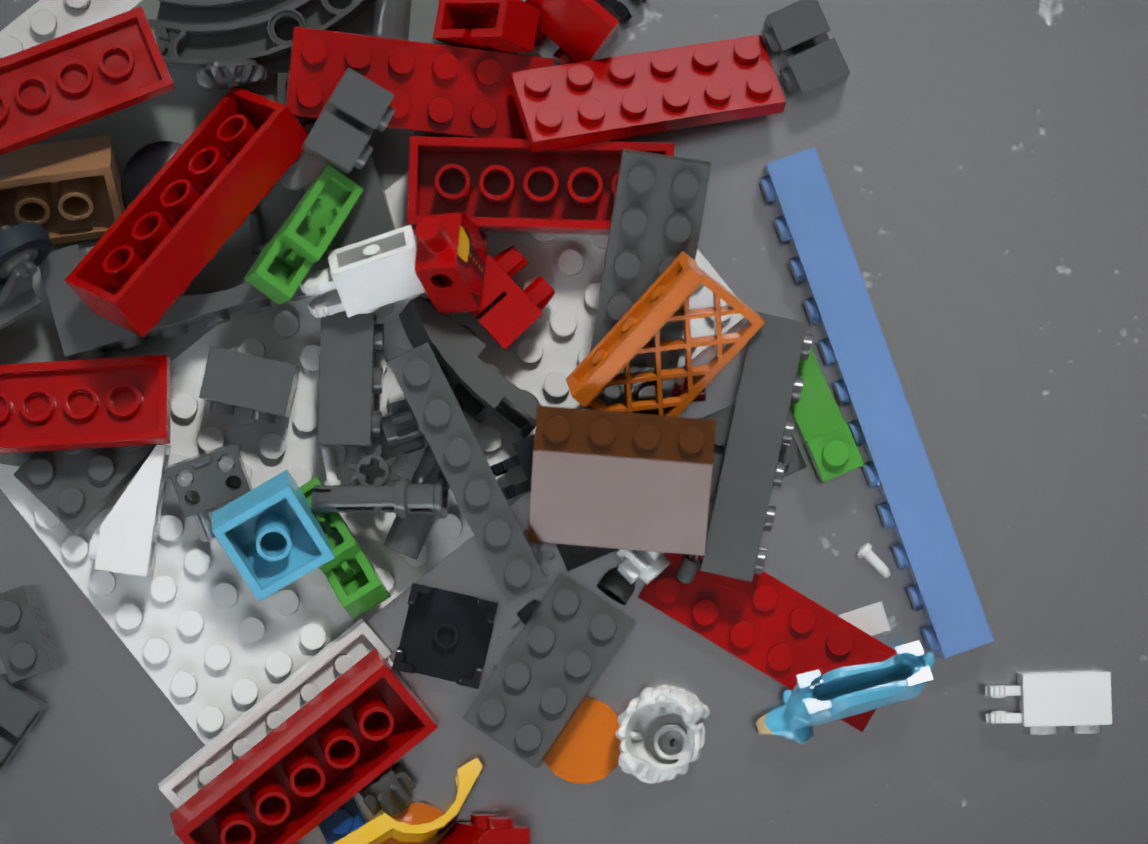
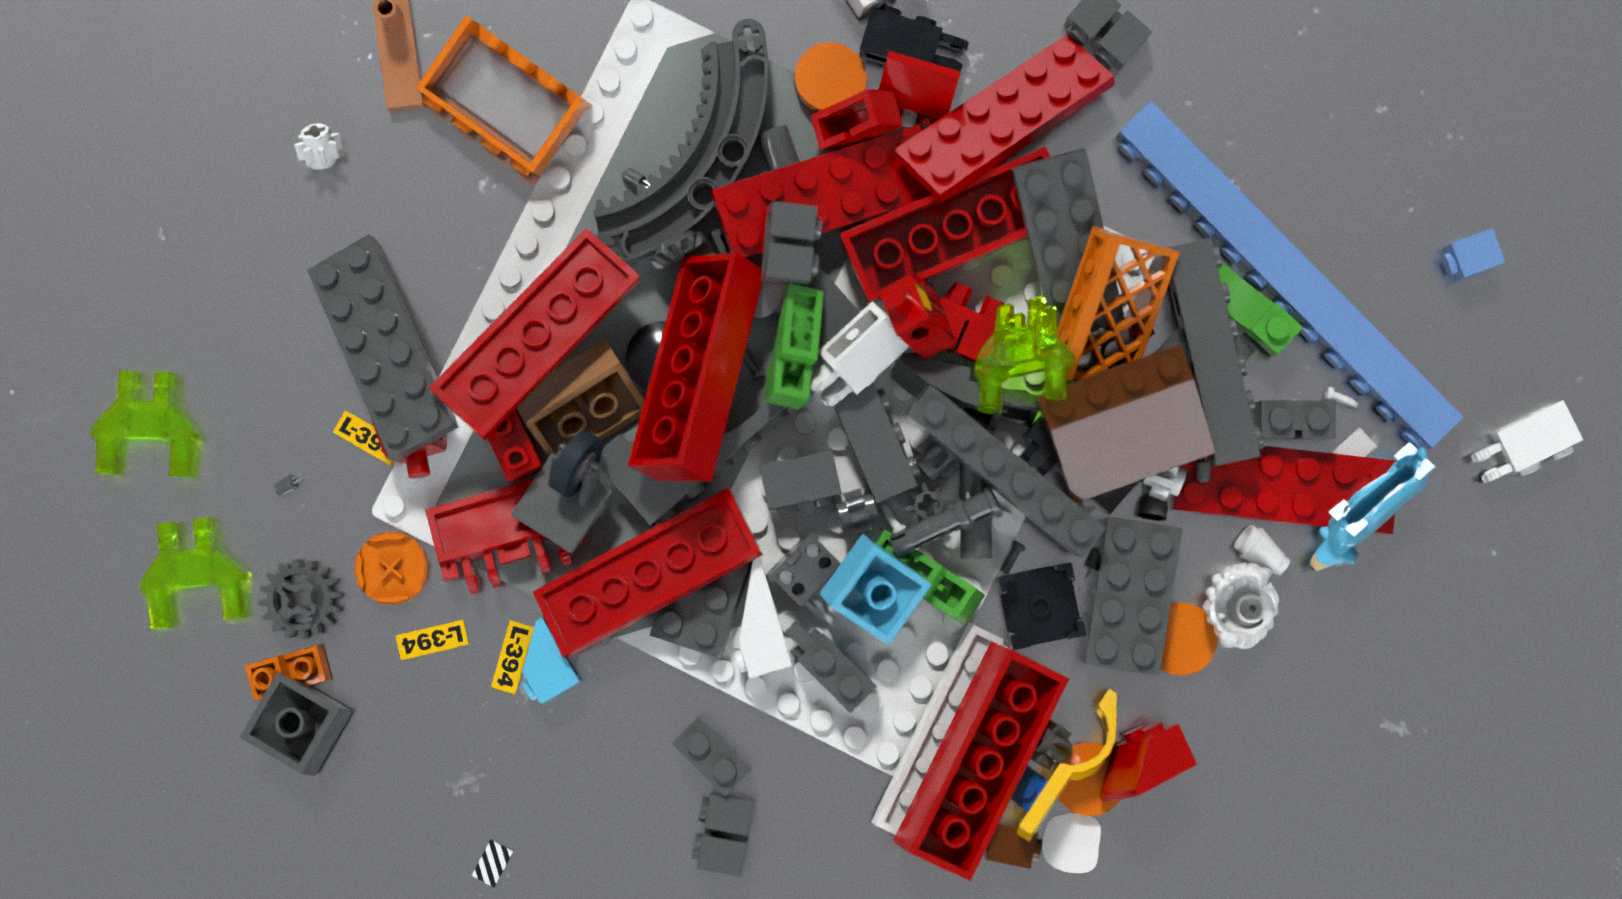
camera: 25 degrees left, 0 degrees up
(189, 596) = (830, 666): none -> dark grey hinge
(294, 443) = (857, 511): none -> dark grey gear
(441, 570) = (1014, 553): none -> dark grey piece
(546, 347) = (1023, 350): none -> clear neon green connector
(712, 685) = (1260, 549): none -> white cone
(797, 552) = (1282, 417): none -> dark grey piece
(1087, 471) = (1472, 255): none -> medium blue brick

